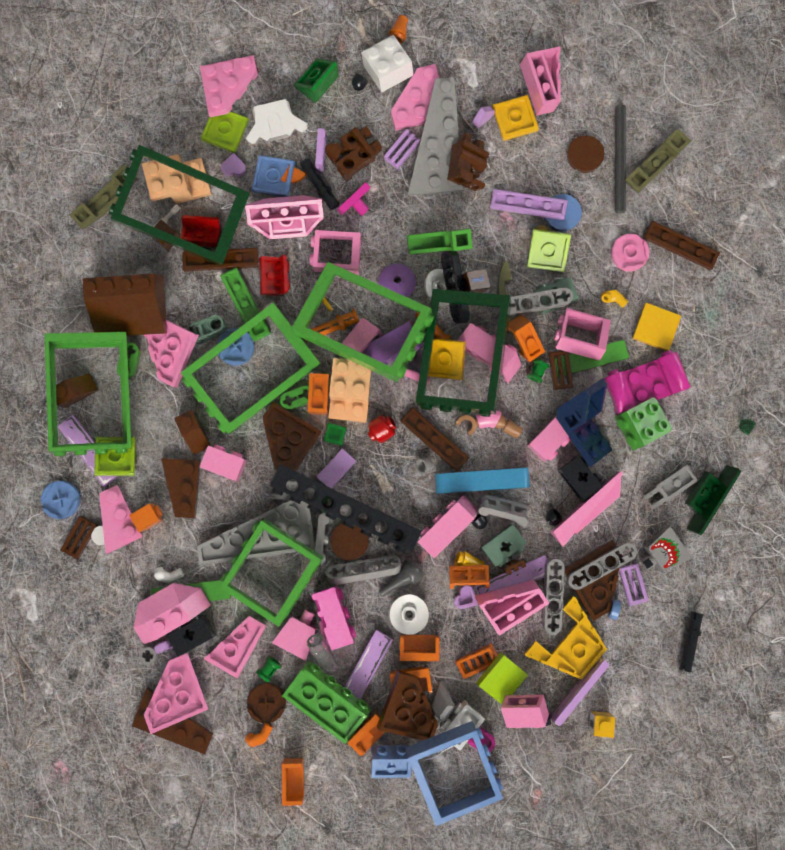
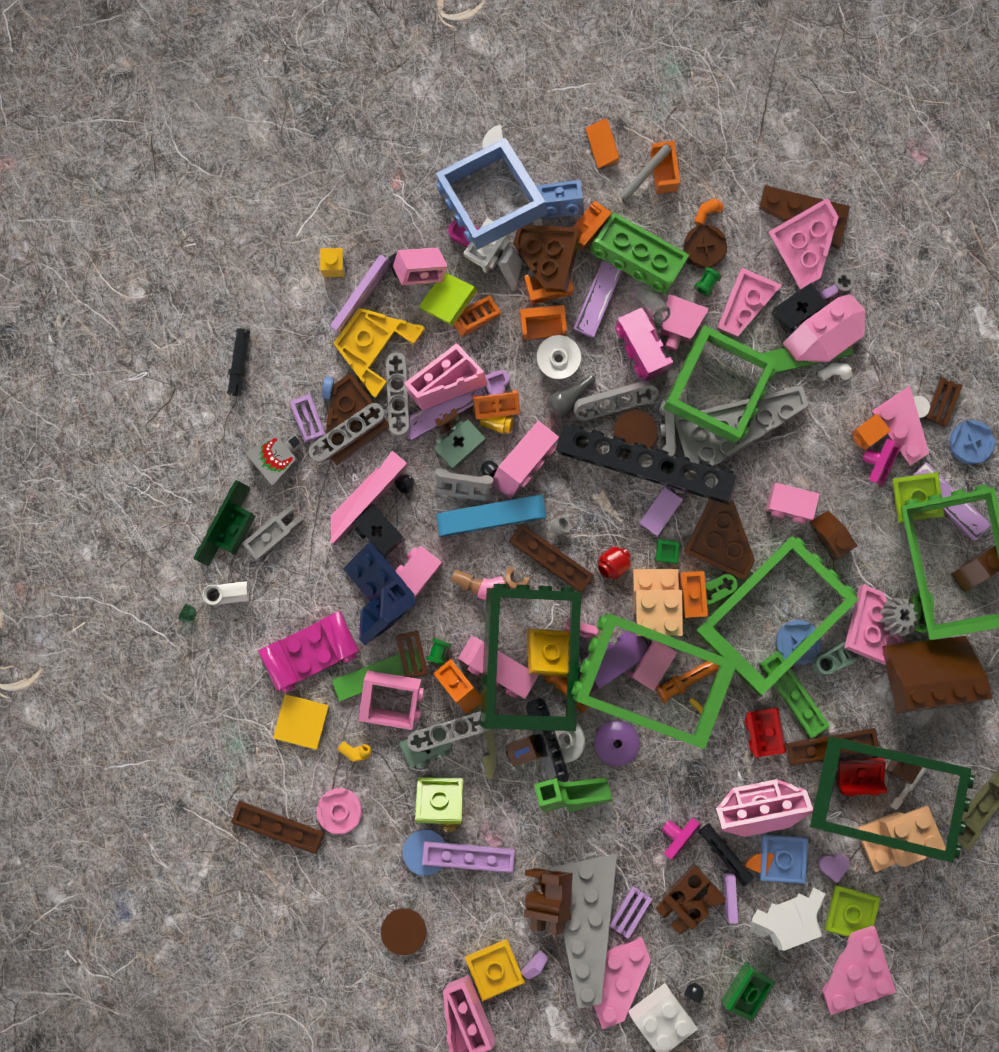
camera: 175 degrees right, 0 degrees up
(140, 490) = (882, 461): none -> dark pink tile
(148, 355) = (899, 617): none -> light grey gear
(183, 485) = (834, 474): reddish brown wing -> none
(310, 779) = (649, 168): none -> light grey bar
(337, 235) = (671, 770): bright pink window -> none
(346, 811) = (602, 144): none -> orange slope
(446, 829) = (492, 136): none -> white tile
(620, 159) = (360, 931): dark grey axle -> none
(643, 424) = (309, 602): bright green bracket -> none
(658, 161) = (314, 930): olive slope -> none
(707, 439) = (228, 593): none -> white piece

